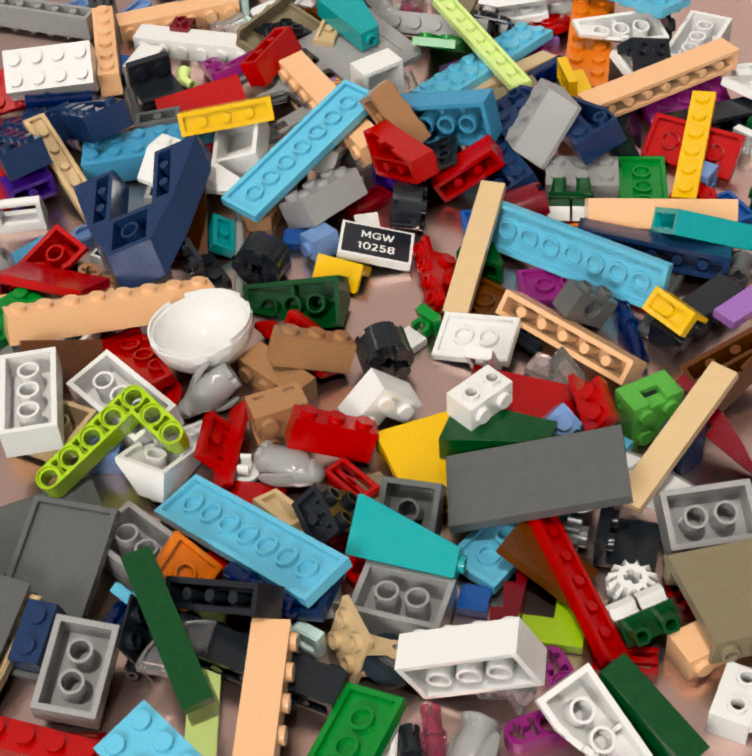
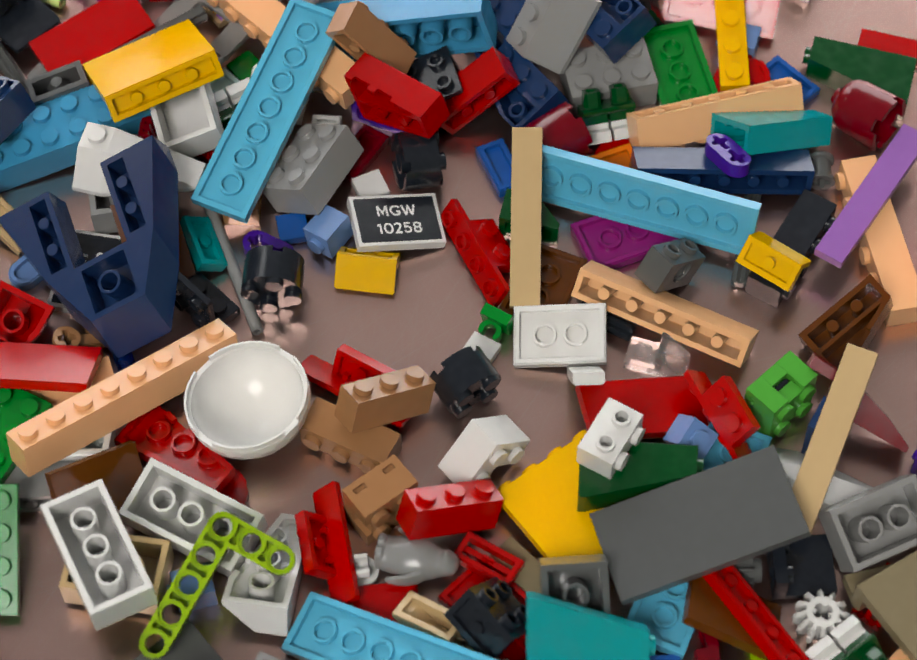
camera: 20 degrees left, 15 degrees up
(210, 391) = (283, 477): light grey animal -> none
(318, 298) = (352, 317): dark green wedge -> none
(628, 326) = (720, 279): clear blue pin -> none
(657, 233) = (727, 155): none -> dark purple beam

